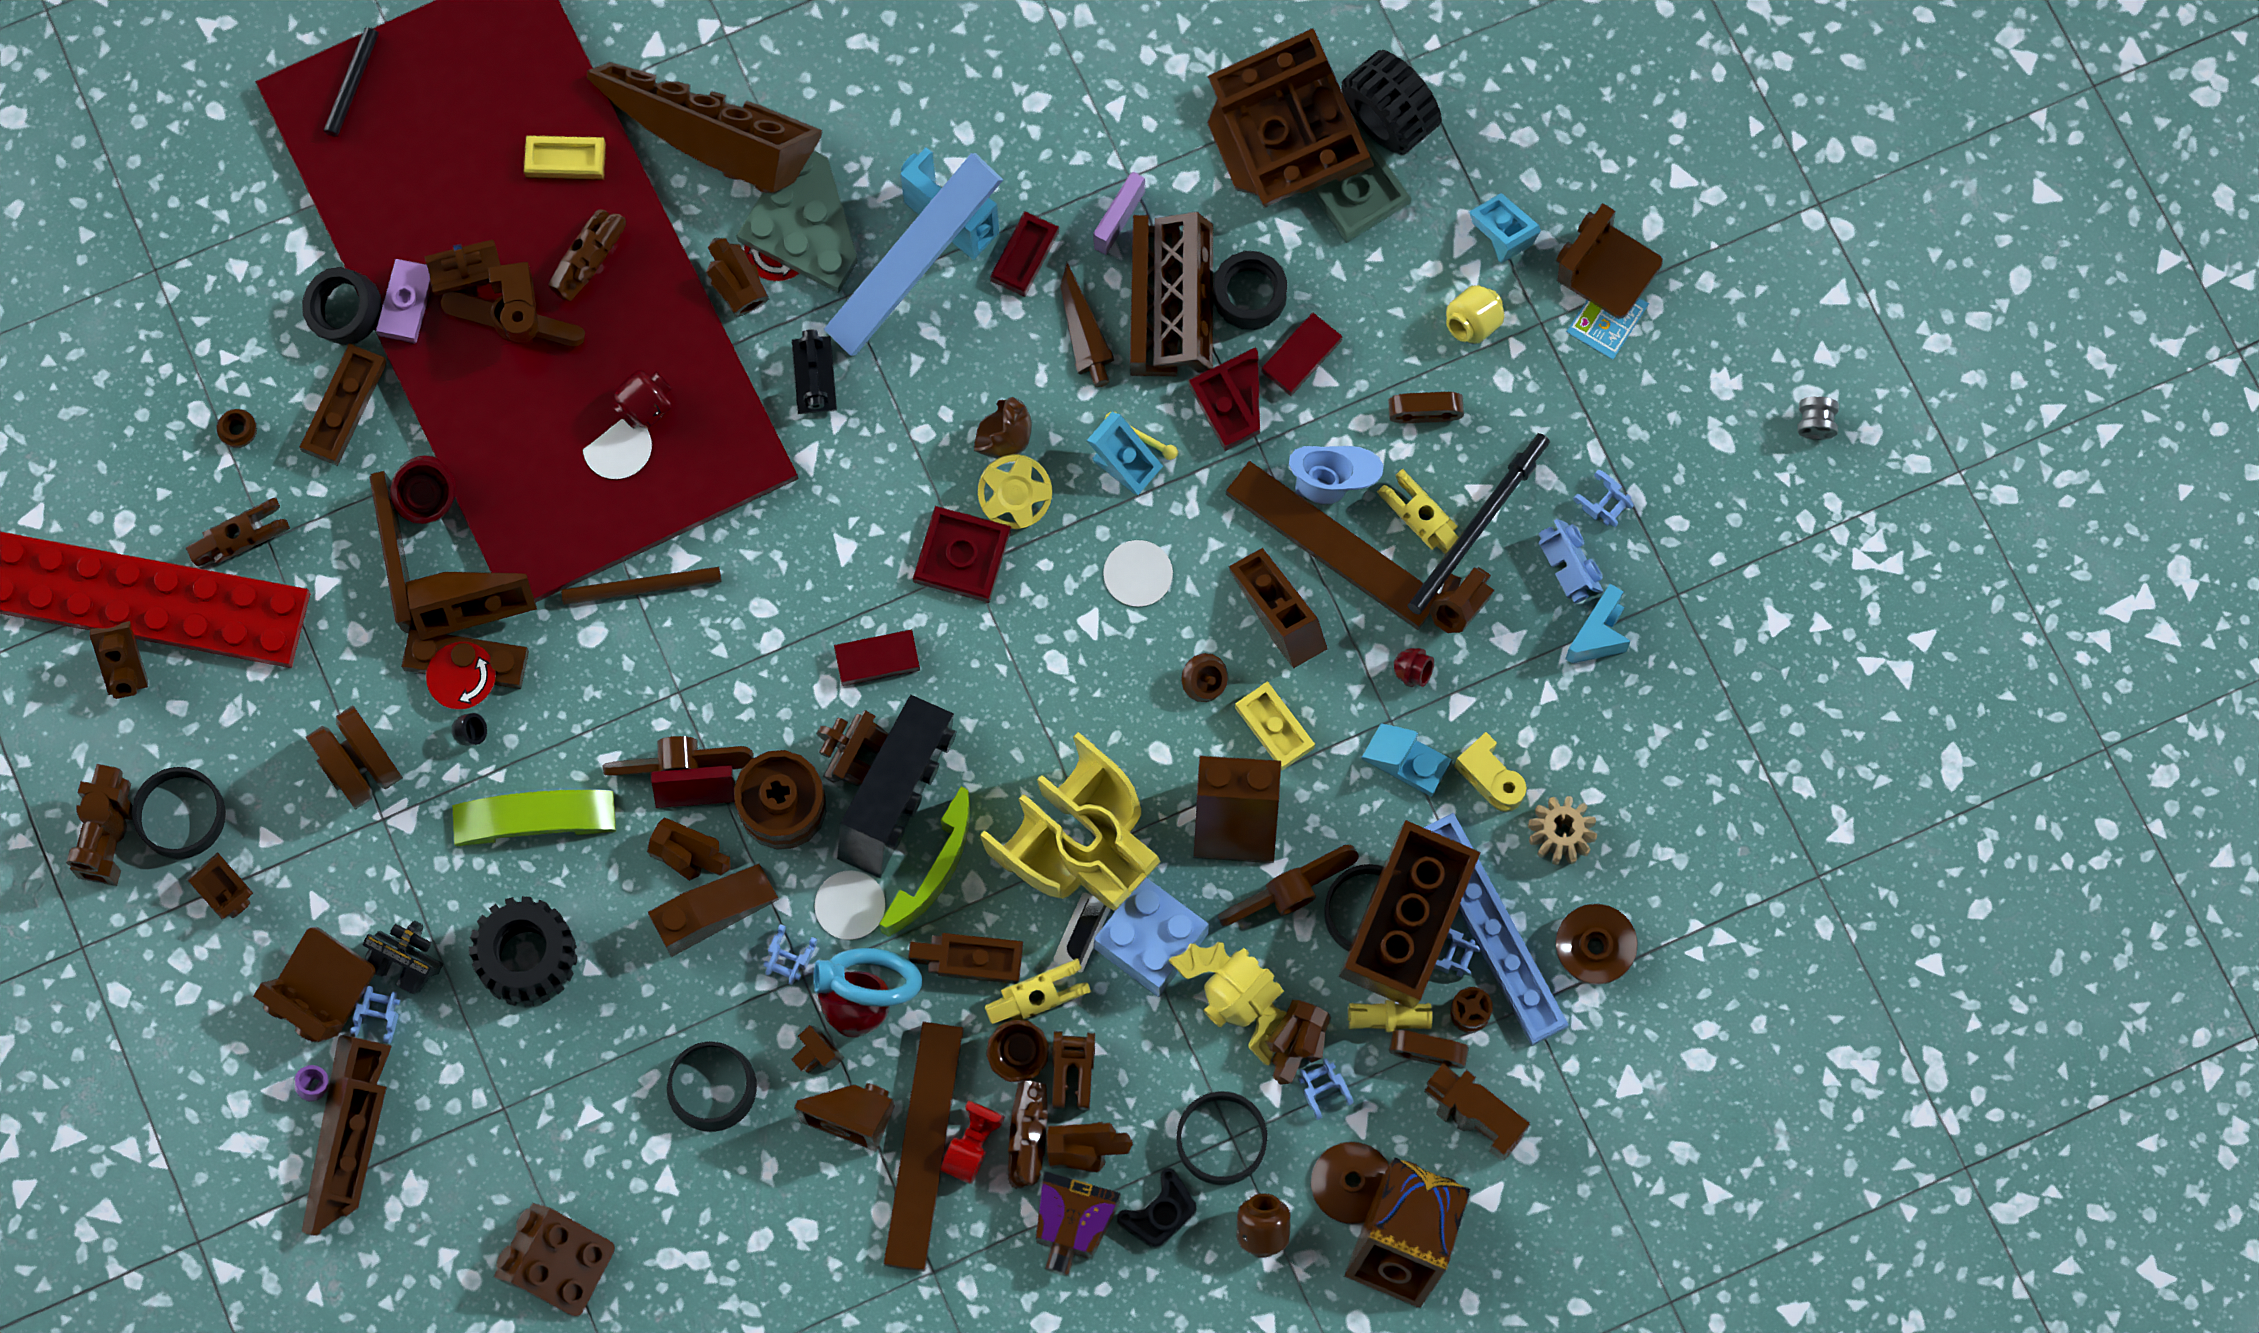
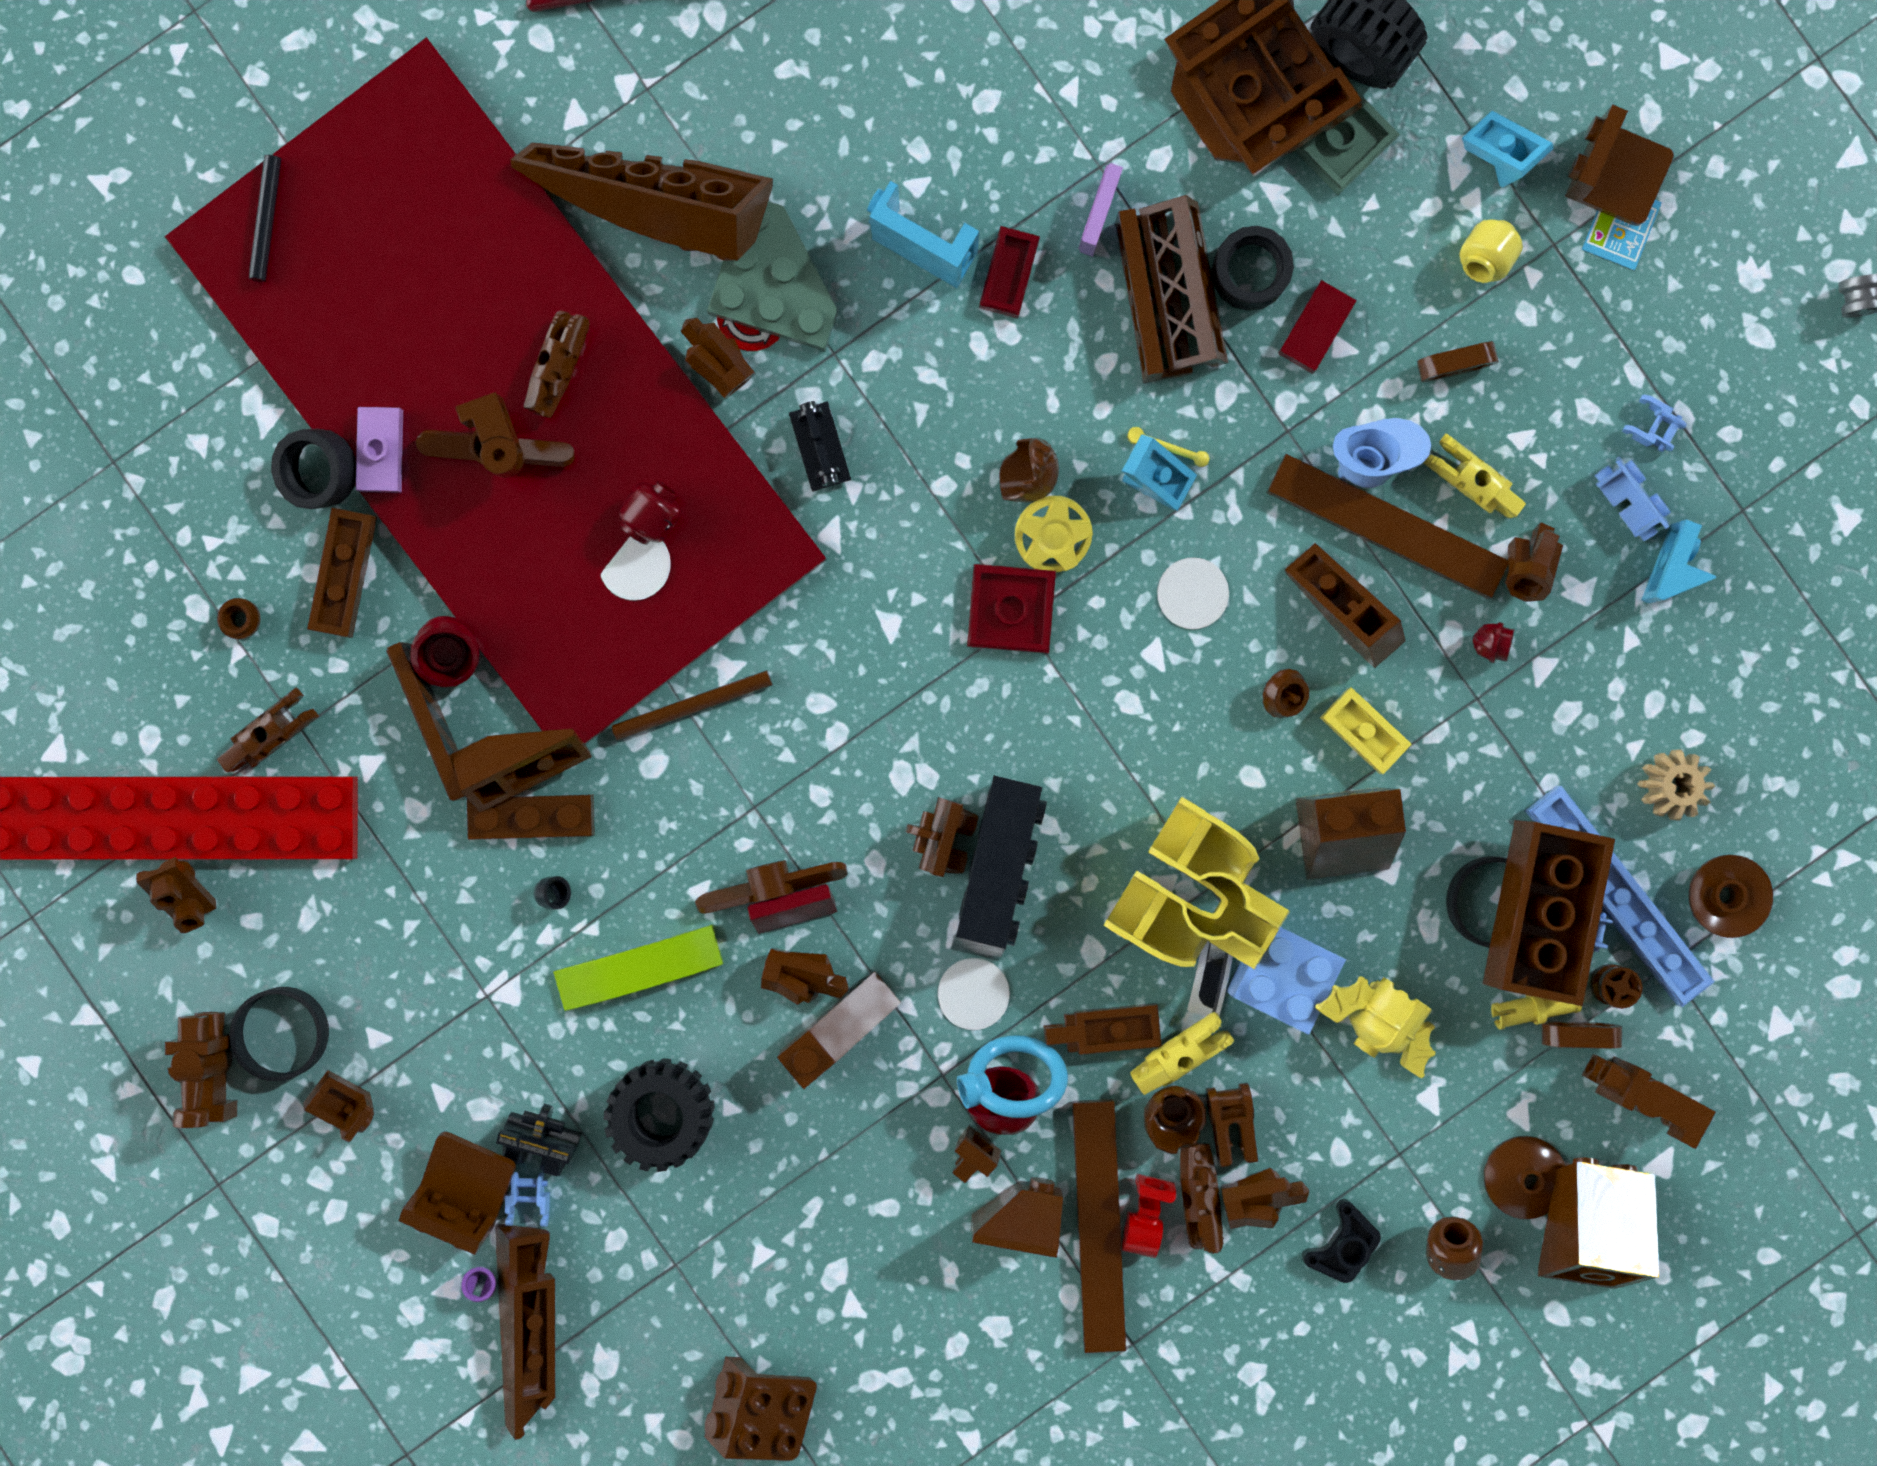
camera: 10 degrees left, 15 degrees up
(349, 760) = (440, 953): reddish brown wheel -> none
(460, 686) = (532, 849): red sticker -> none
(462, 267) = (429, 404): reddish brown hips -> none
(564, 157) = (508, 259): light yellow tile -> none
(727, 1120) = (876, 1166): black tyre -> none
(777, 776) = (876, 932): reddish brown wheel -> none
(801, 961) = (938, 1062): light blue piece -> none
(877, 657) = (947, 735): dark red tile -> none
(907, 908) = (1032, 992): lime slope -> none
(913, 254) = (902, 299): light blue tile -> none
(1072, 1219) = (1263, 1274): torso -> none
(1086, 337) = (1093, 354): reddish brown bar -> none
(1228, 1096) = (1429, 1181): black tyre -> none
(1231, 398) = (1254, 390): dark red wing -> none
(1294, 887) = (1411, 901): reddish brown piece -> none
(1297, 1037) = (1450, 1052): reddish brown rock -> none
(1336, 1082) = (1493, 1082): light blue piece -> none
(1405, 758) = (1502, 737): medium azure slope -> none
(1489, 776) = (1592, 741): light yellow leg -> none
(1519, 469) = (1564, 409): black bar -> none

